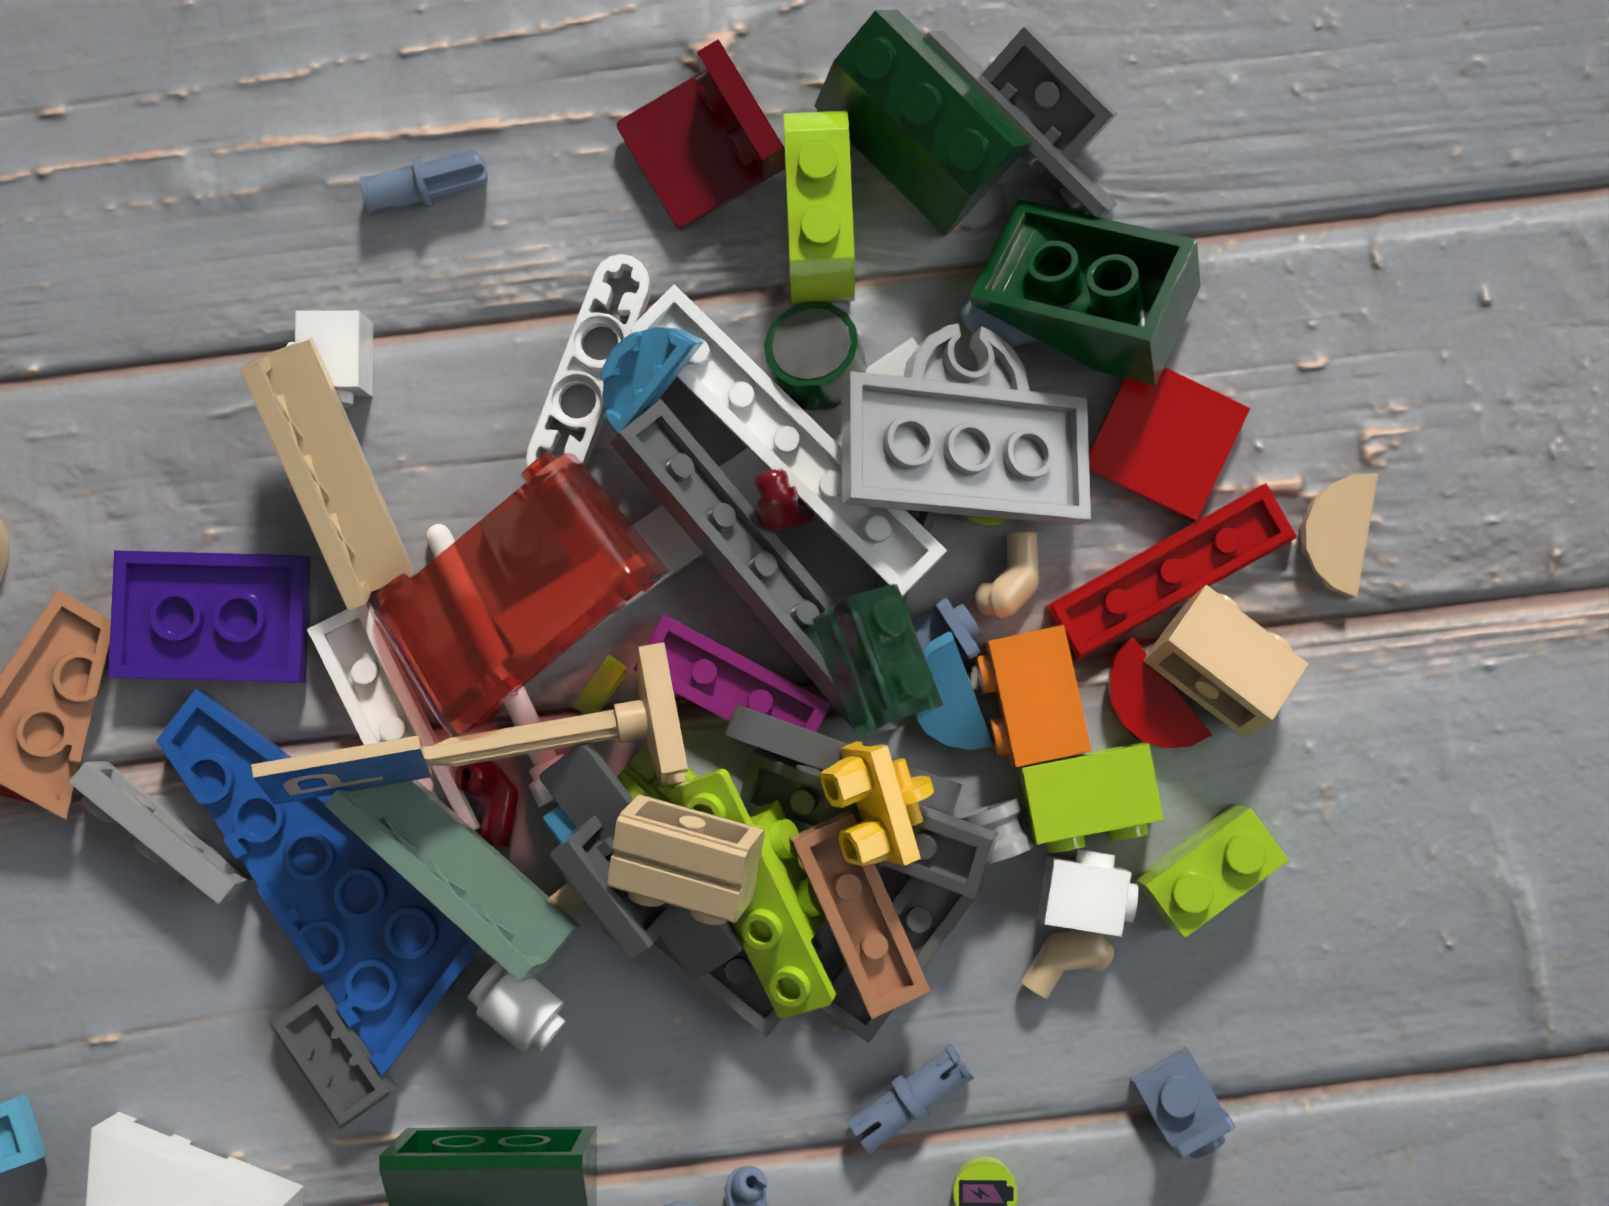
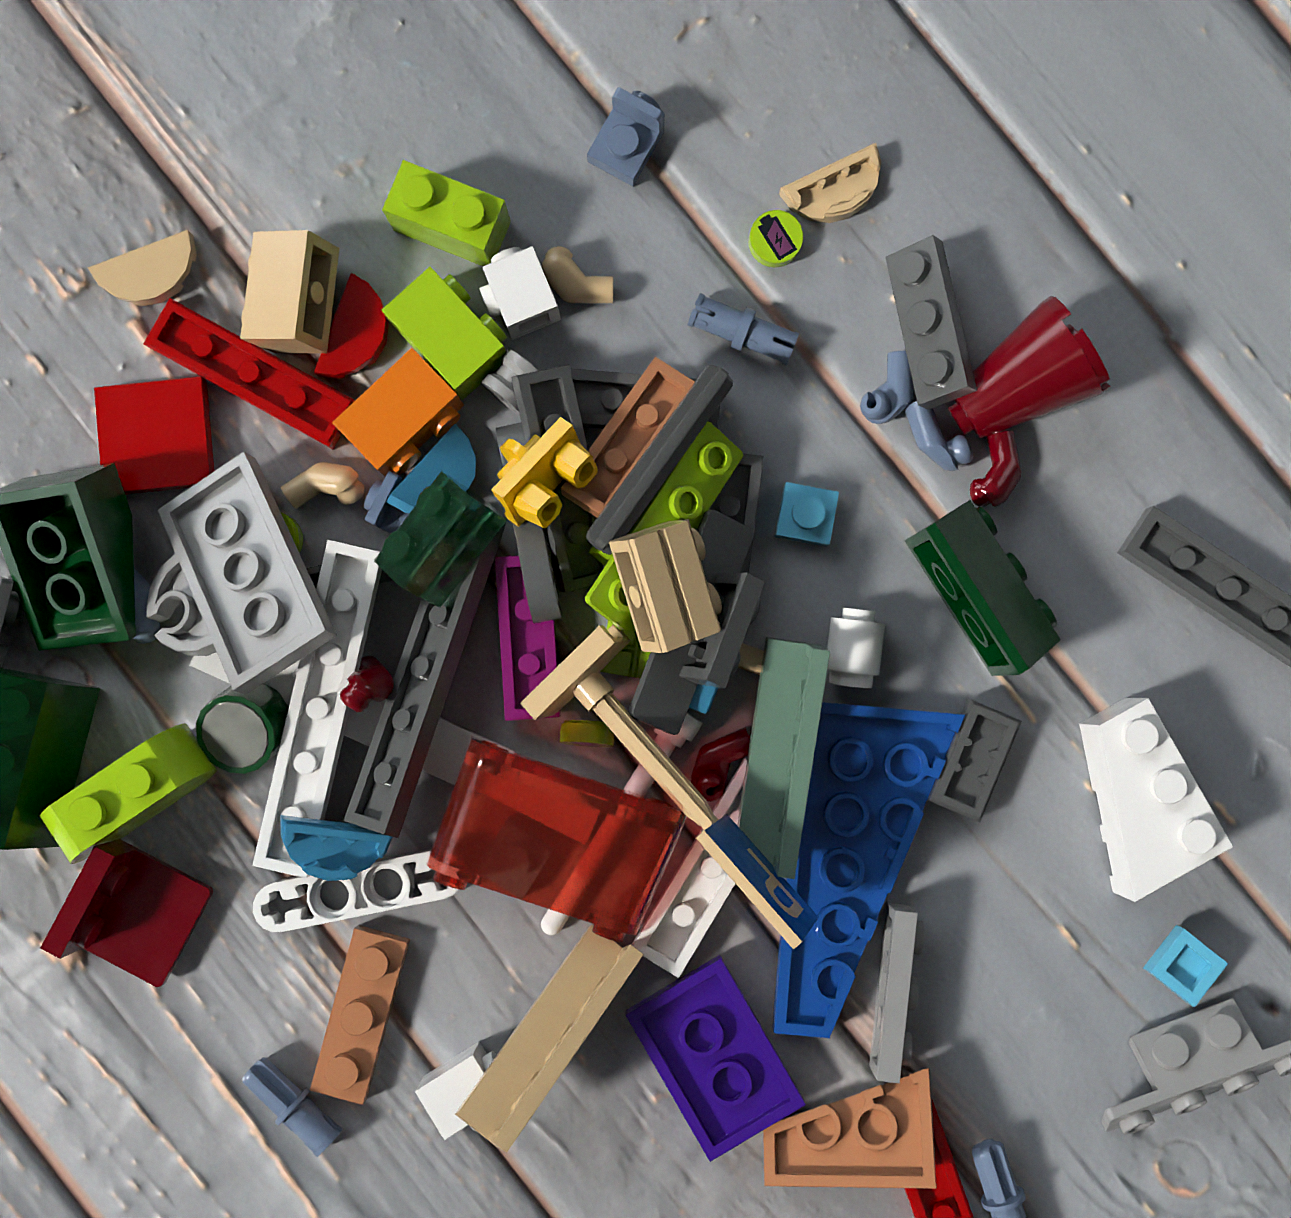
camera: 120 degrees left, 0 degrees up
(469, 299) = (360, 1014): none -> nougat plate
(683, 1043) = (806, 514): none -> medium azure plate
(821, 933) = (660, 458): none -> dark grey axle

